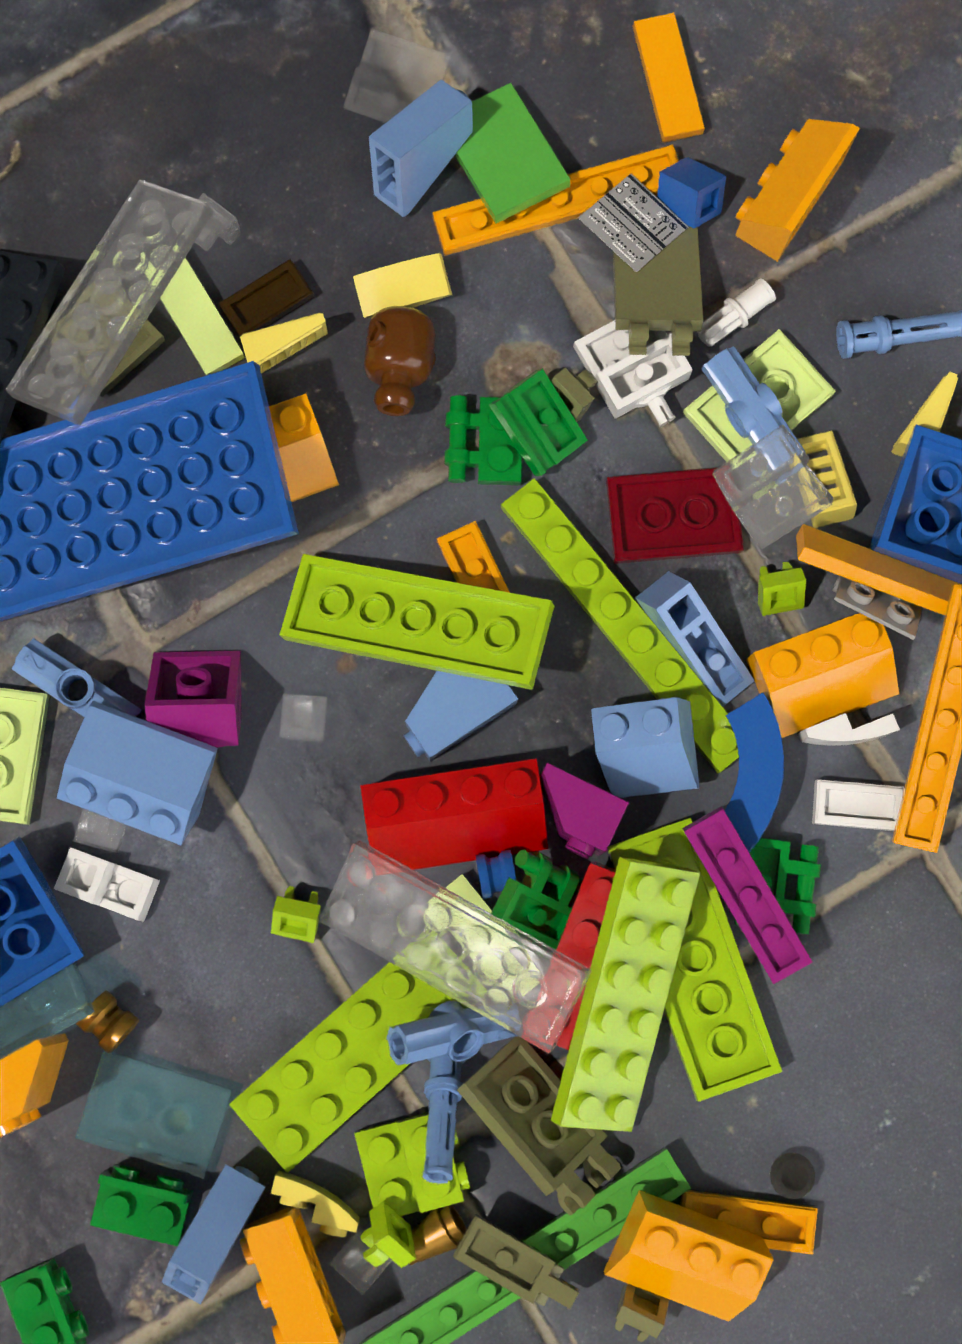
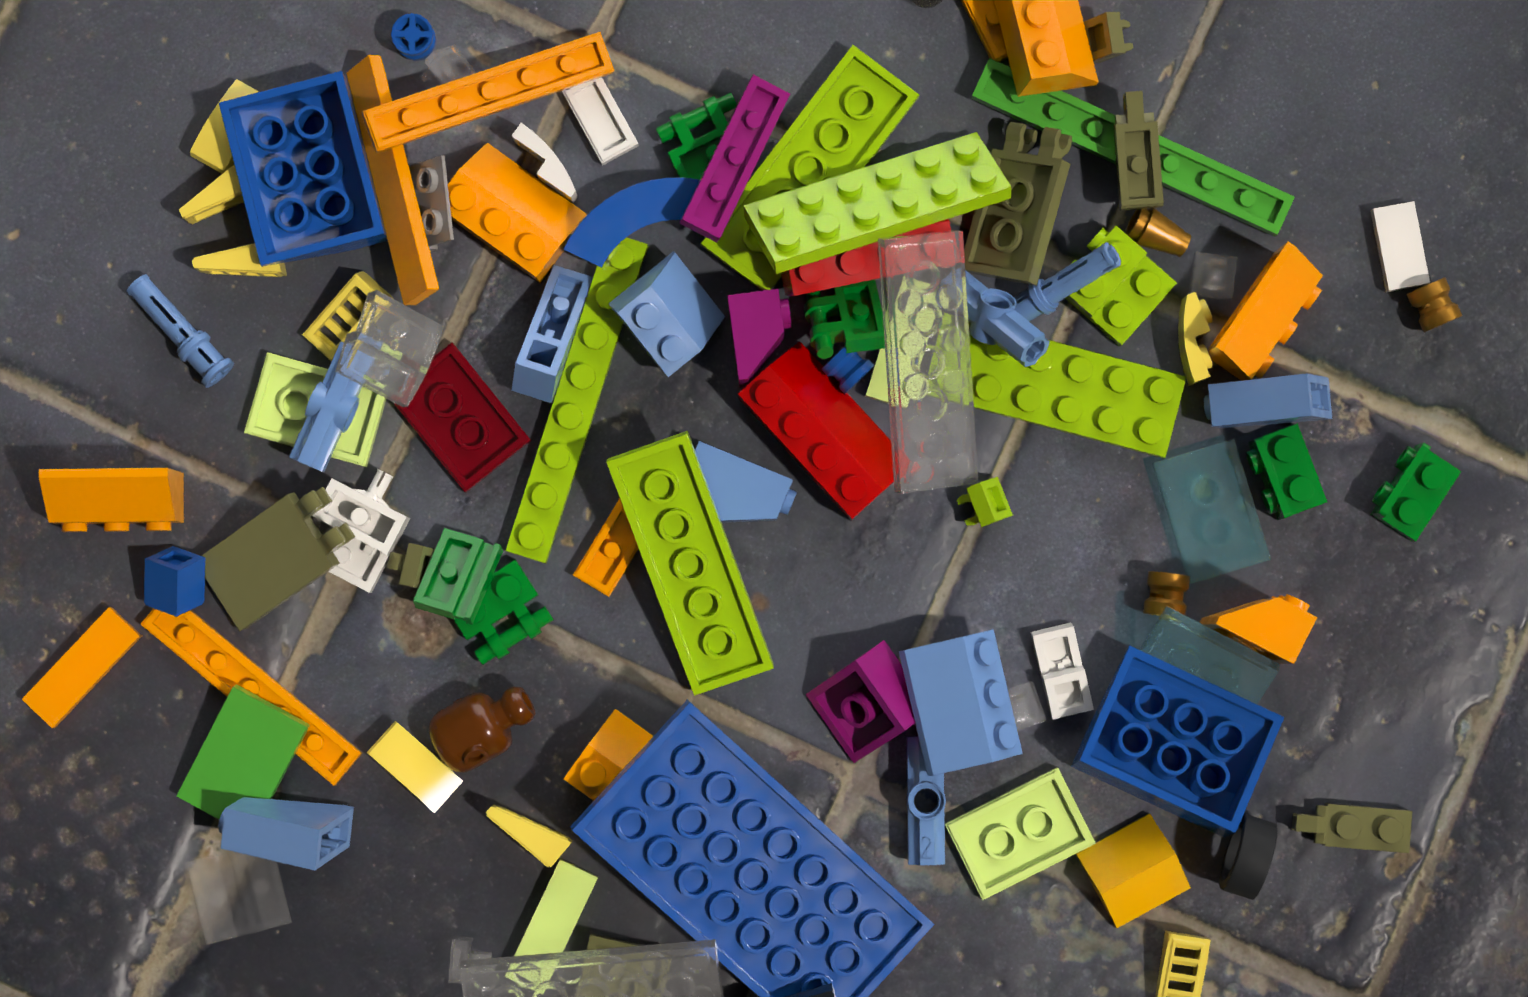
camera: 115 degrees left, 5 degrees up
(267, 299) = (500, 873): dark brown tile -> none
(303, 717) = (825, 605): clear tile -> none
(388, 1238) = (1182, 264): lime tile -> none
(633, 222) = (234, 610): light grey sticker -> none
(736, 312) = (252, 476): white axle -> none
(781, 590) = (466, 289): lime tile -> none

